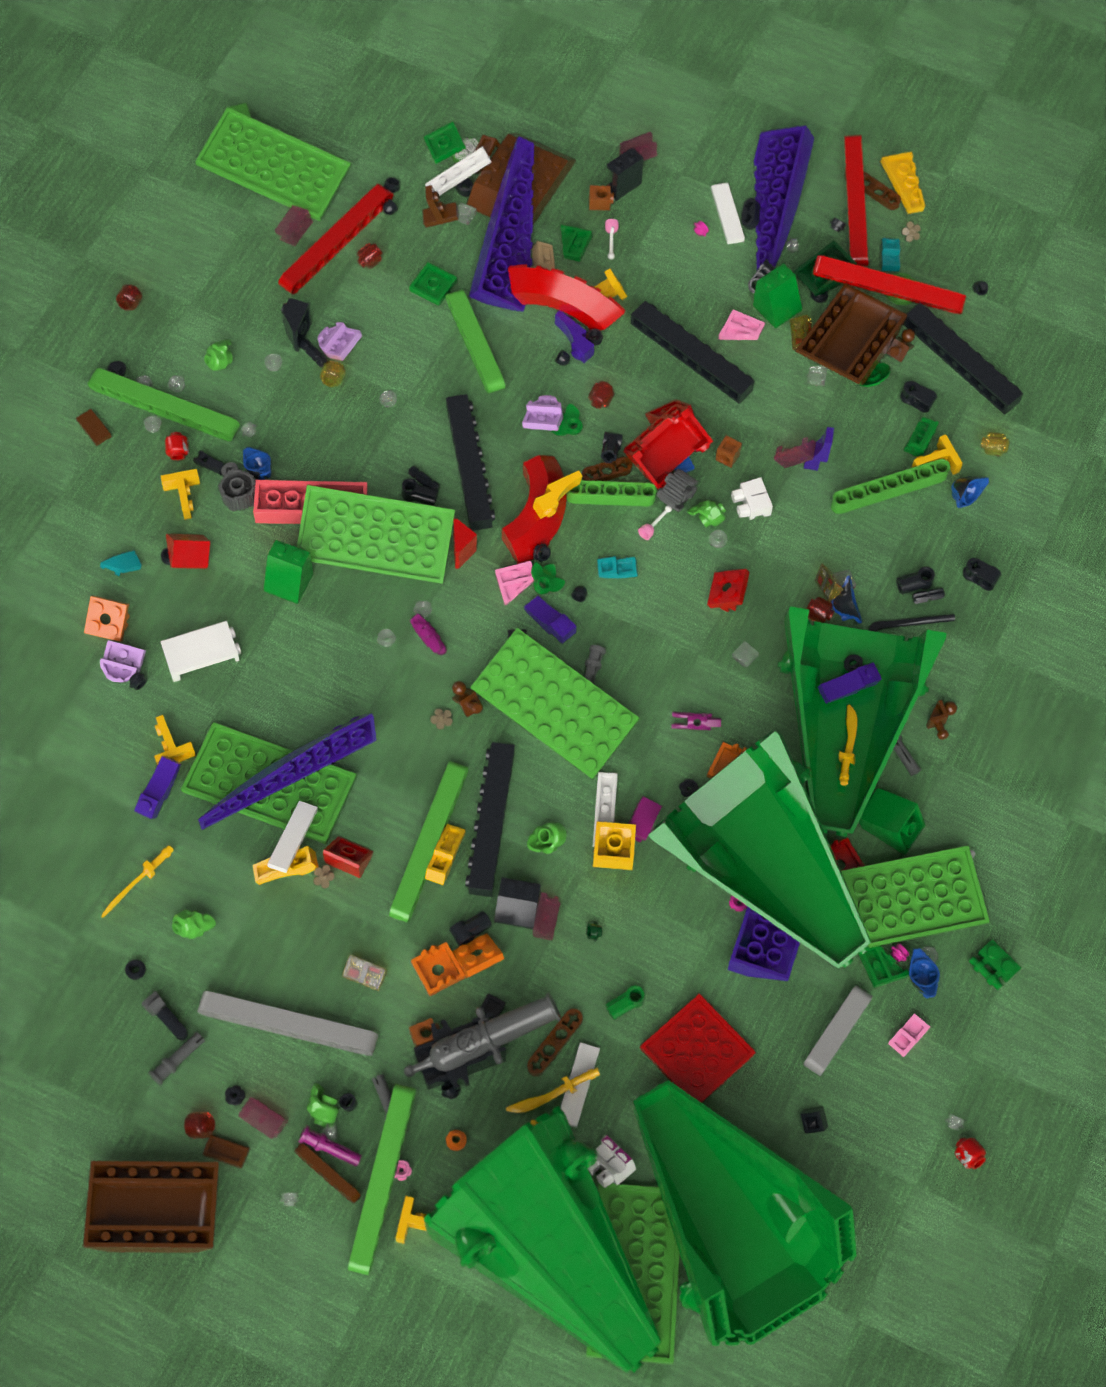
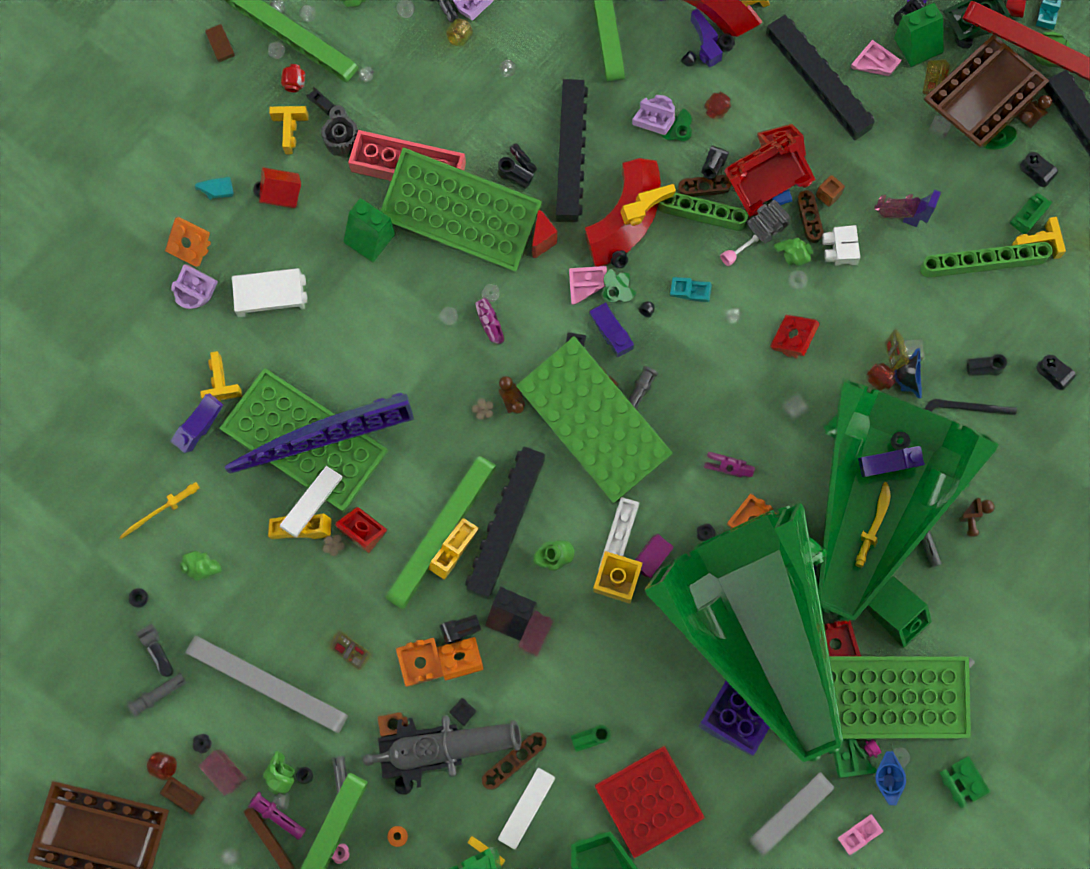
camera: 20 degrees right, 10 degrees up
(137, 681) = (203, 310): black plate -> none
(257, 463) = (364, 112): blue hat -> none
(535, 1102) = (516, 808): yellow sword -> none
(594, 931) = (578, 658): dark green plate -> none
(664, 583) = (733, 315): none -> clear plate
(714, 487) = (812, 208): none -> reddish brown beam
(924, 596) = (999, 383): black piece -> none
(968, 489) = (1063, 279): blue hat -> none

